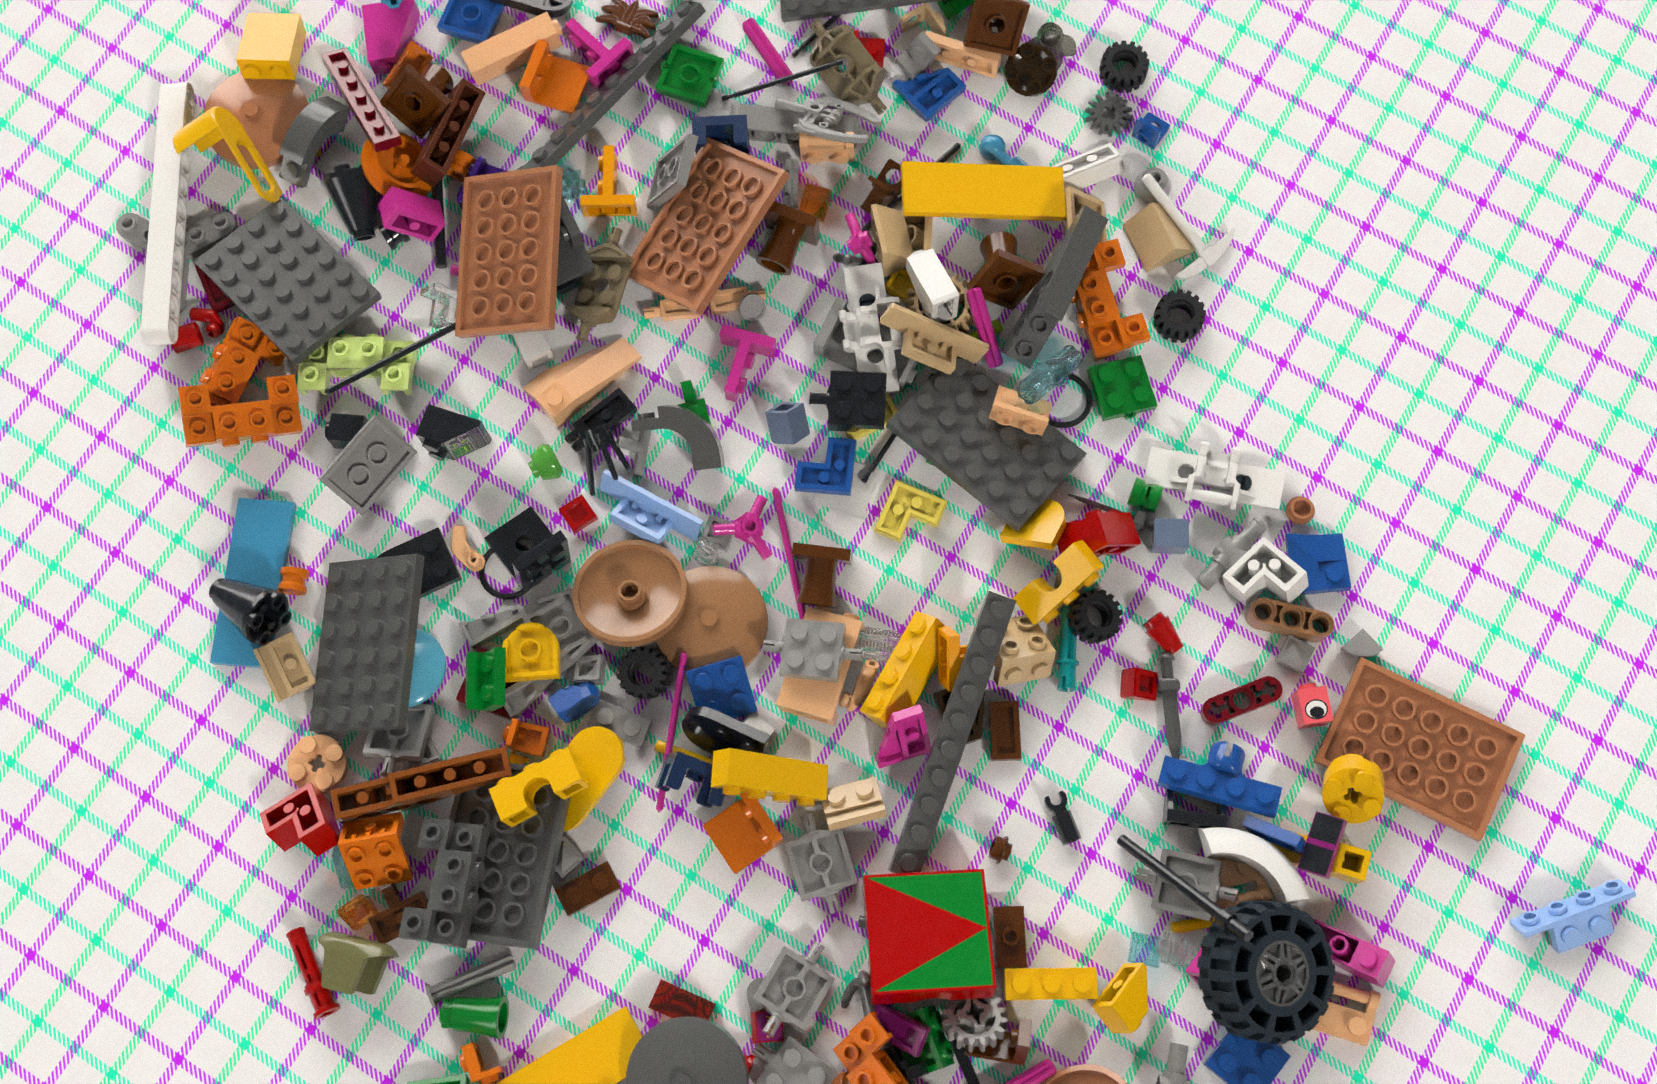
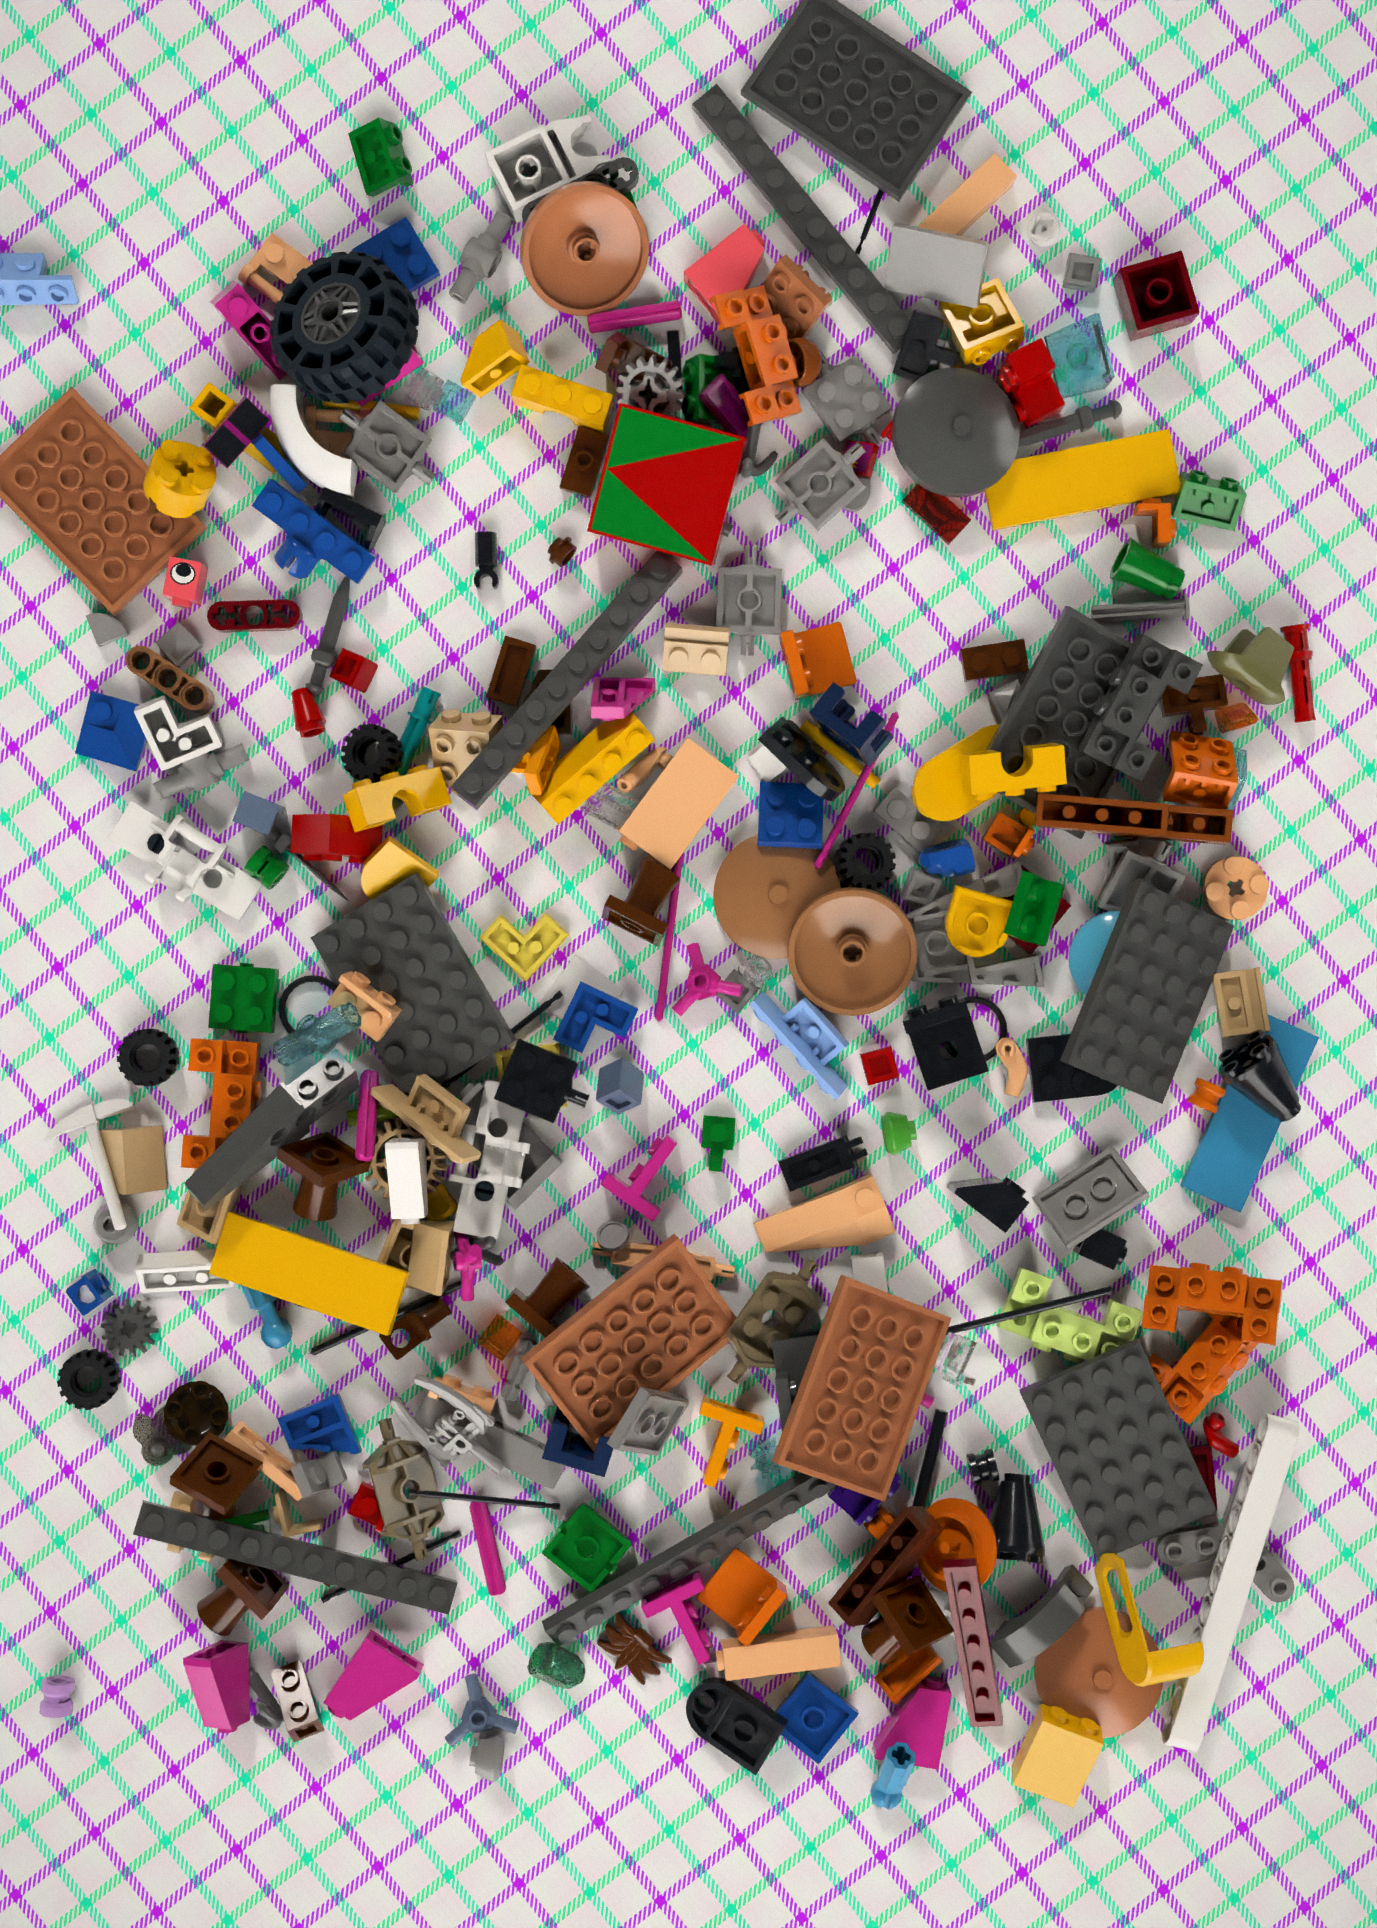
camera: 170 degrees left, 15 degrees up
(188, 338) = (1245, 1422): red beam -> none
(302, 818) = (1264, 830): red brick -> none
(411, 214) = (957, 1477): dark pink brick -> none
(599, 439) = (832, 1136): black plant -> none
(639, 448) = (789, 1116): light grey piece -> none
(699, 434) = (728, 1115): dark grey arch -> none
(769, 776) = (772, 697): yellow brick -> none
(812, 650) = (681, 817): light grey plate -> none
(1223, 917) = (367, 381): black bar -> none
(1300, 510) = (108, 794): nougat plate -> none

